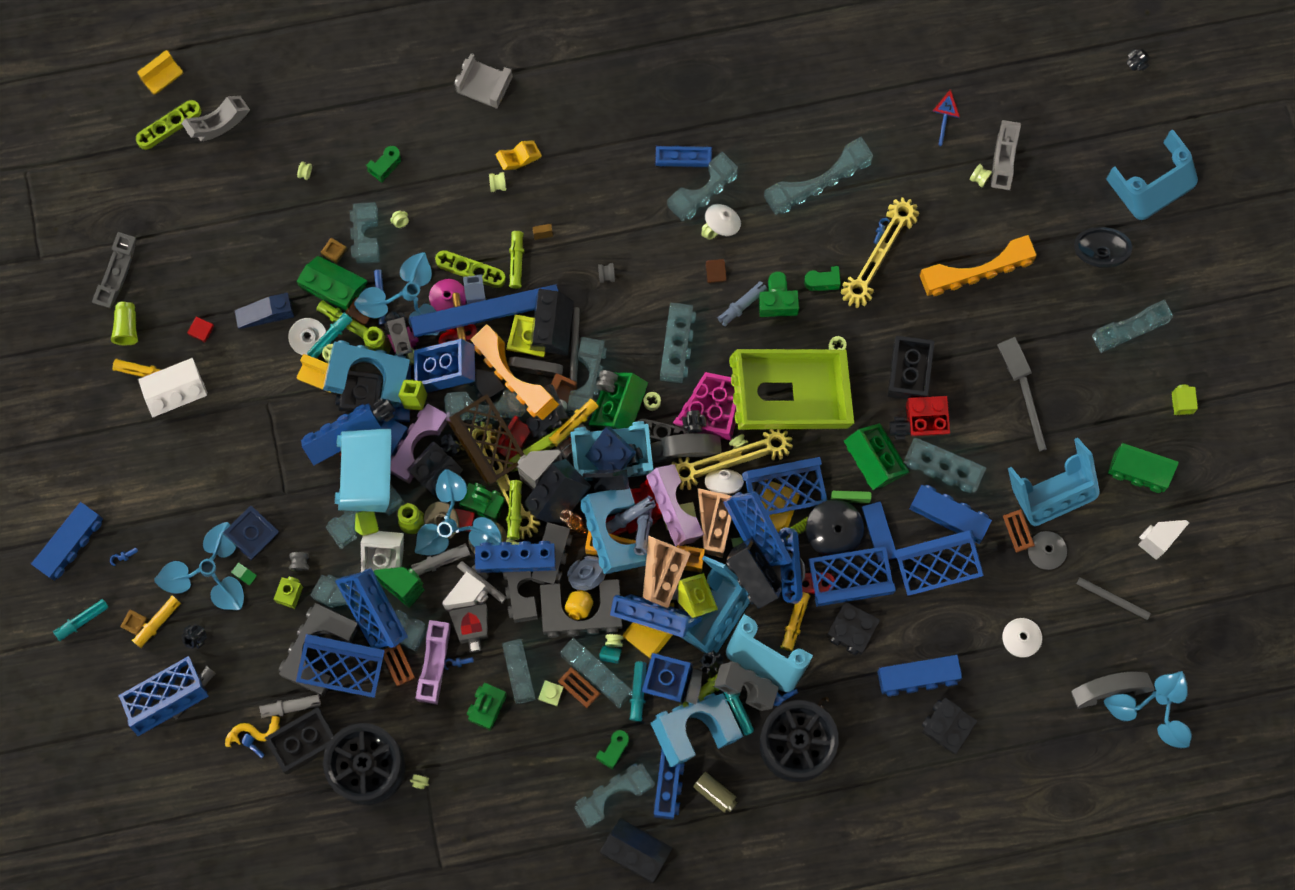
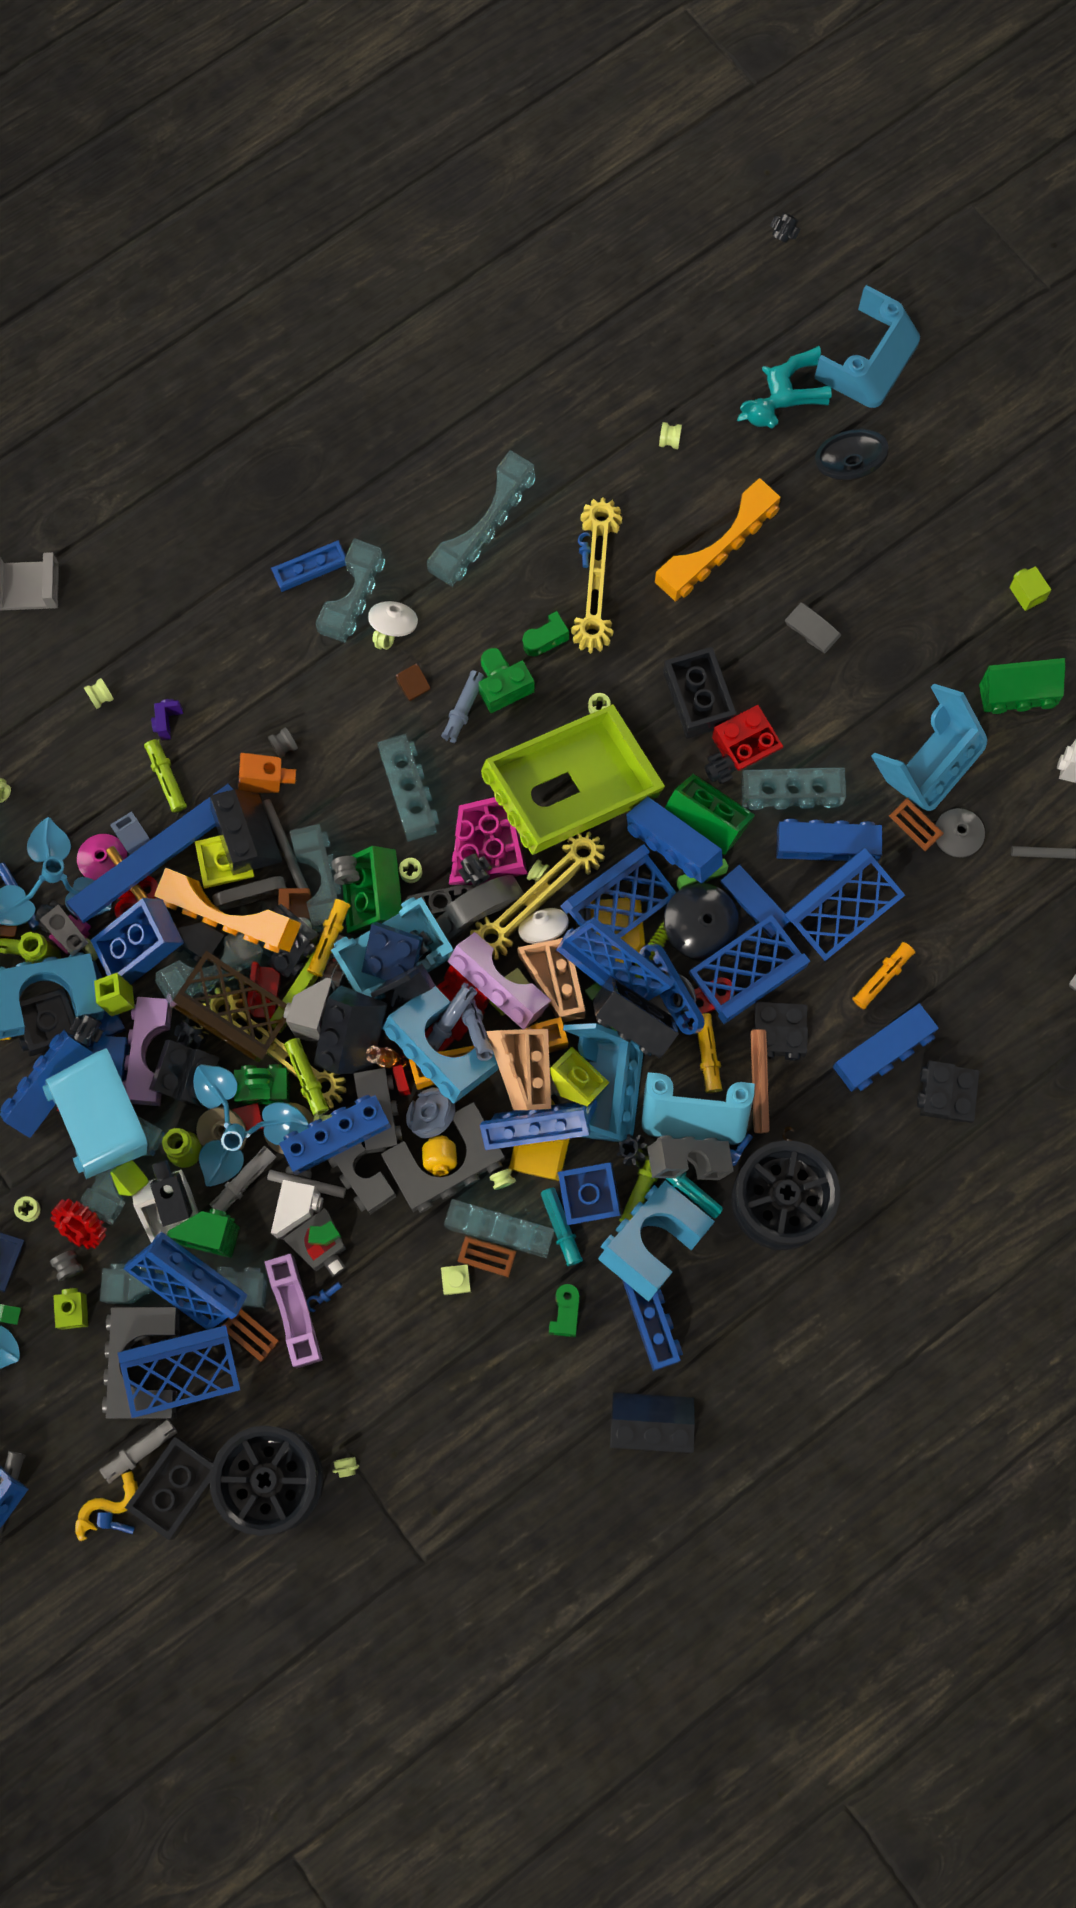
camera: 25 degrees left, 0 degrees up
(292, 517) = (33, 1214): none -> yellowish green bush
(319, 537) = (78, 1223): none -> red gear
(384, 554) = (170, 1206): none -> black torso
(471, 267) = (114, 807): lime beam -> none
(476, 621) = (323, 1235): none -> green piece
(486, 706) = (385, 1333): green brick -> none
(518, 671) = (404, 1271): clear light blue arch -> none
(520, 156) = (112, 651): yellow slope -> none
(532, 218) = (161, 722): none -> dark purple bracket
(542, 231) = (182, 728): pearl gold tile -> none
(576, 286) = (263, 773): none -> orange torso
(577, 542) = (401, 1080): none -> red tile
(610, 654) = (506, 1198): teal slope -> none
(635, 781) = (611, 1338): clear light blue arch -> none
(694, 686) = (628, 1189): dark grey beam -> none
(715, 792) = (714, 1305): olive brick -> none
(820, 656) = (760, 1078): none -> nougat axle
(841, 464) = (674, 840): none -> blue brick
(946, 107) = (593, 375): piece -> none
(964, 616) = (893, 966): none -> light orange pin
(1004, 155) = (686, 400): light grey arch -> none
(1015, 644) = (973, 956): white dish -> none
(1033, 414) = (865, 682): dark grey bar -> none
(1054, 187) = (762, 410): none -> teal animal
(1123, 331) = (939, 520): clear light blue arch -> none

